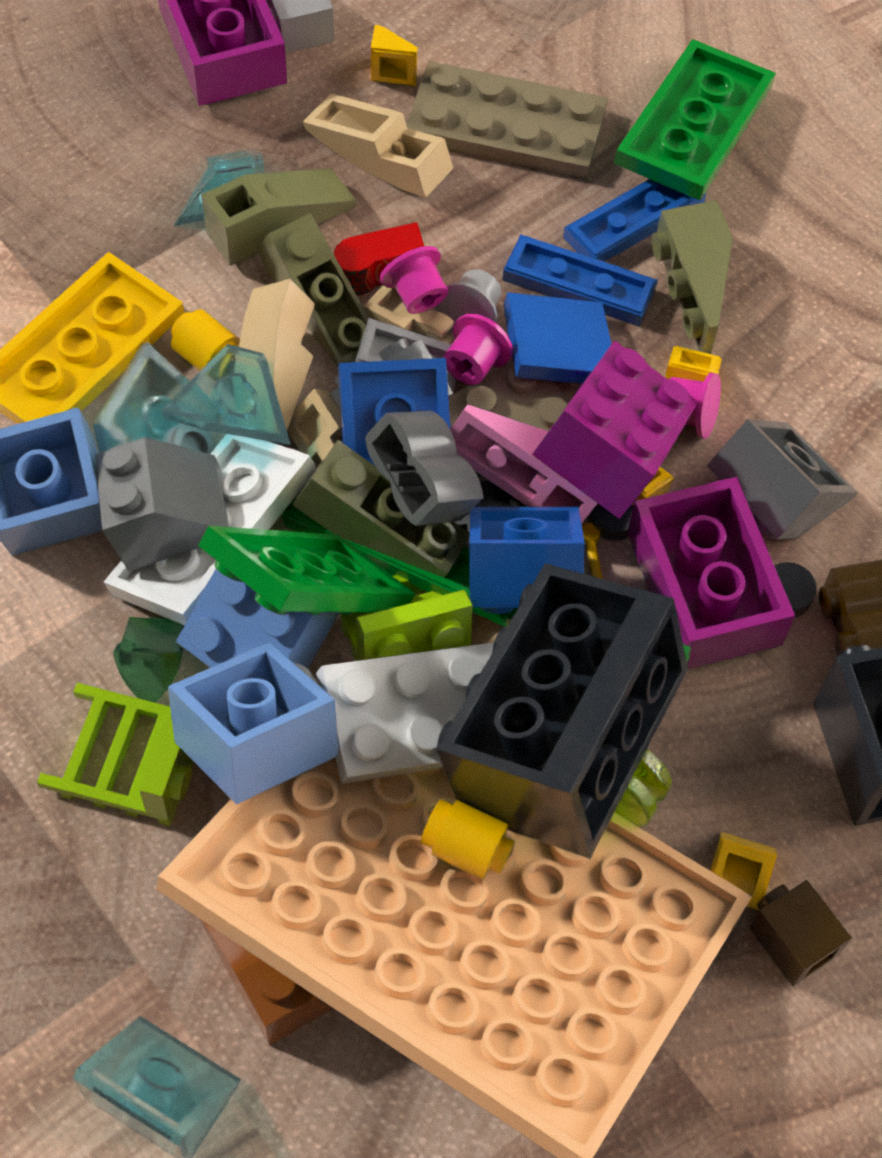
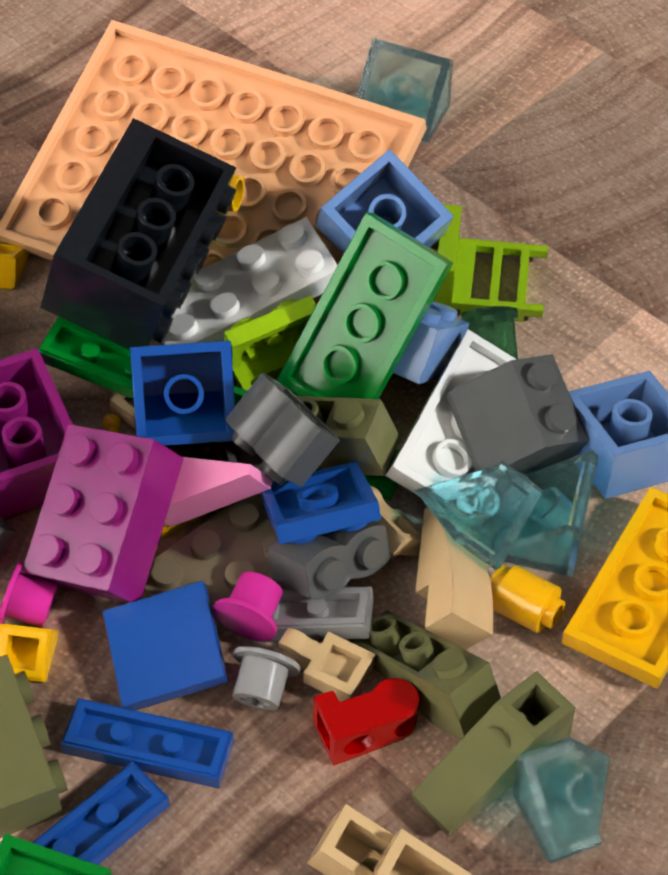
camera: 175 degrees right, 10 degrees down
(416, 279) = (323, 655): dark pink piece -> none

